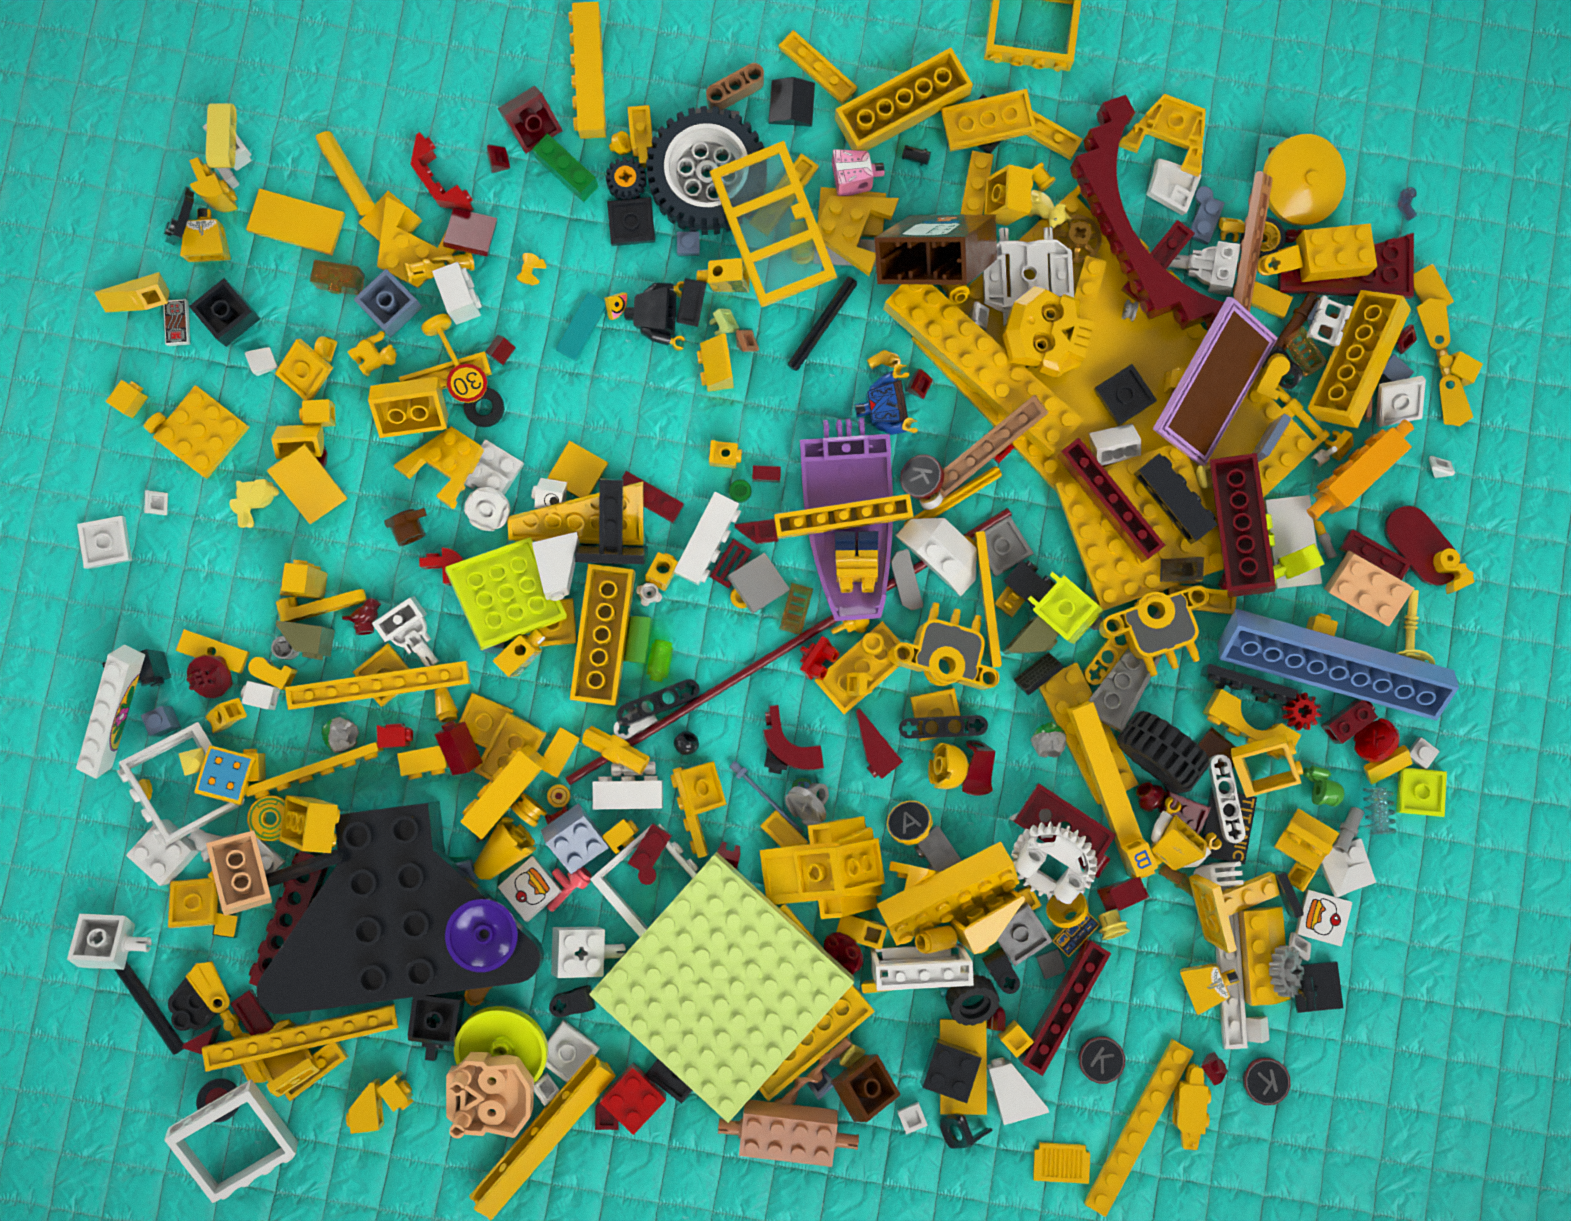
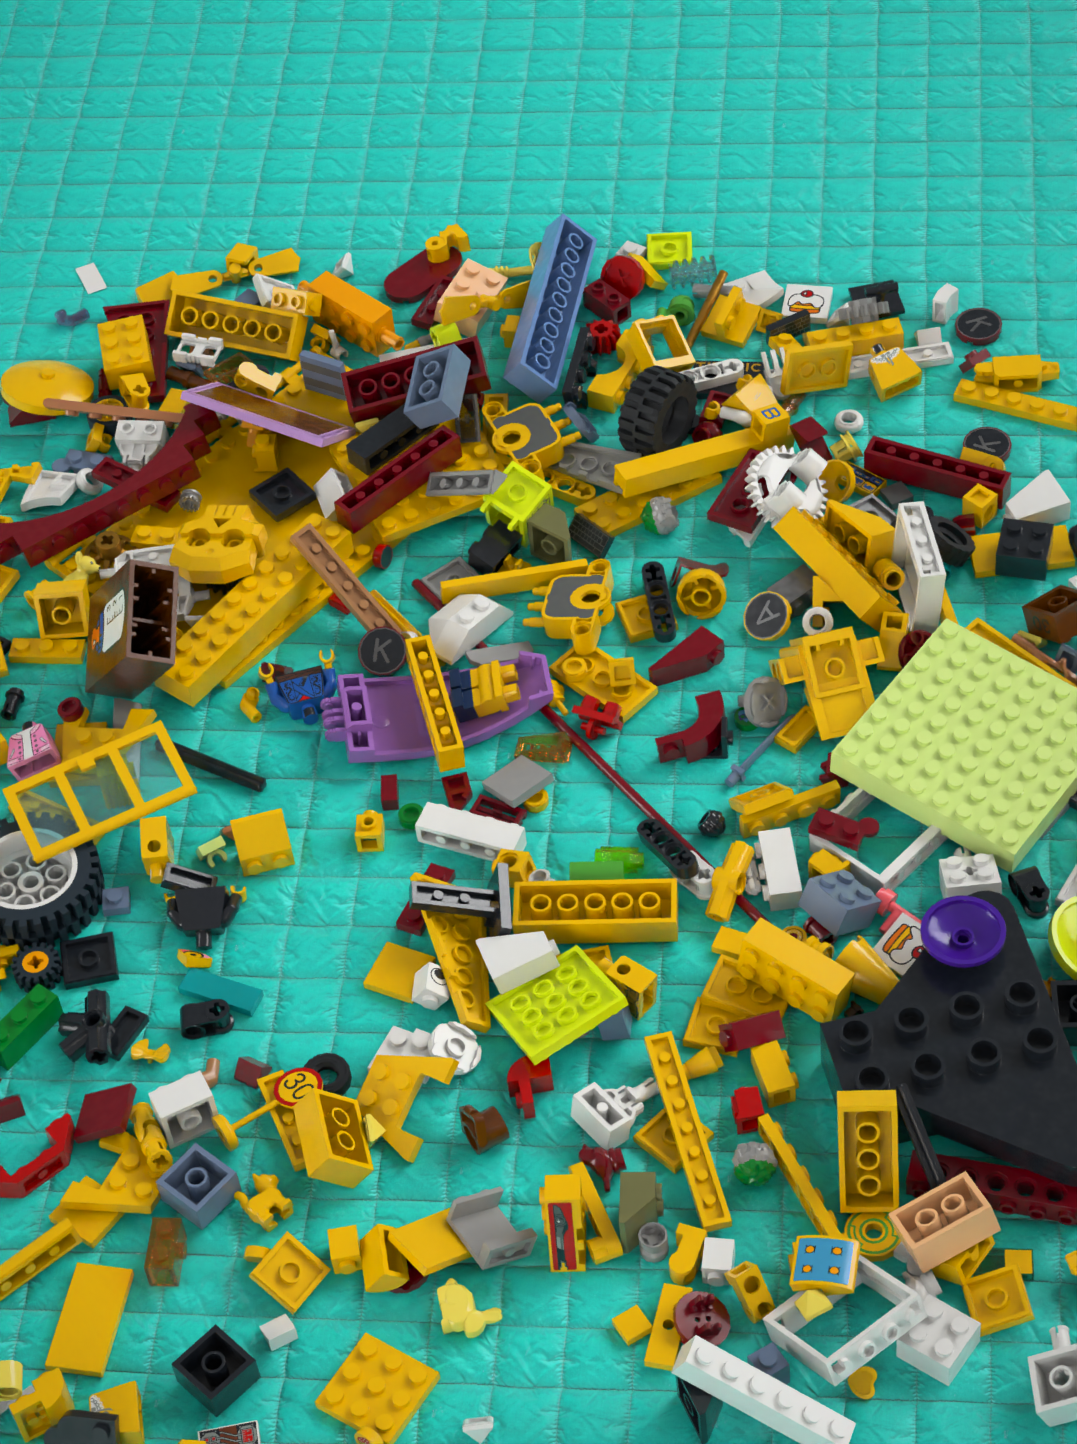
camera: 85 degrees left, 35 degrees down
(222, 624) = (632, 1325): none -> yellow tile
(312, 523) = (487, 1230): none -> light grey panel
(420, 440) = (372, 1130): none -> light yellow slope
(497, 315) = (211, 1072): none -> medium nougat arm
(552, 309) = (202, 1019): none -> black piece
(554, 247) = (127, 1028): none -> black tile
(557, 216) = (88, 1031): none -> black piece
(889, 202) = (70, 709): none -> dark red tile
(896, 866) = (817, 611): none -> white piece
(1041, 483) = (382, 556): none -> tile
(1073, 1050) = (982, 458): none -> yellow leg
(1088, 561) = (464, 483): none -> light grey slope
(1144, 934) = (848, 415): none -> white piece
(1178, 678) = (581, 422): none -> sand blue tile
(1179, 211) = (86, 487): none -> white piece
(1206, 541) = (437, 386): none -> sand blue brick
(1297, 1054) = (945, 303): none -> white piece
(1321, 816) = (708, 303): none -> pearl gold bar
(1332, 576) = (458, 307): none -> yellow piece
(1374, 416) = (296, 301): none -> yellow brick
(1465, 223) = (91, 278): none -> white sticker

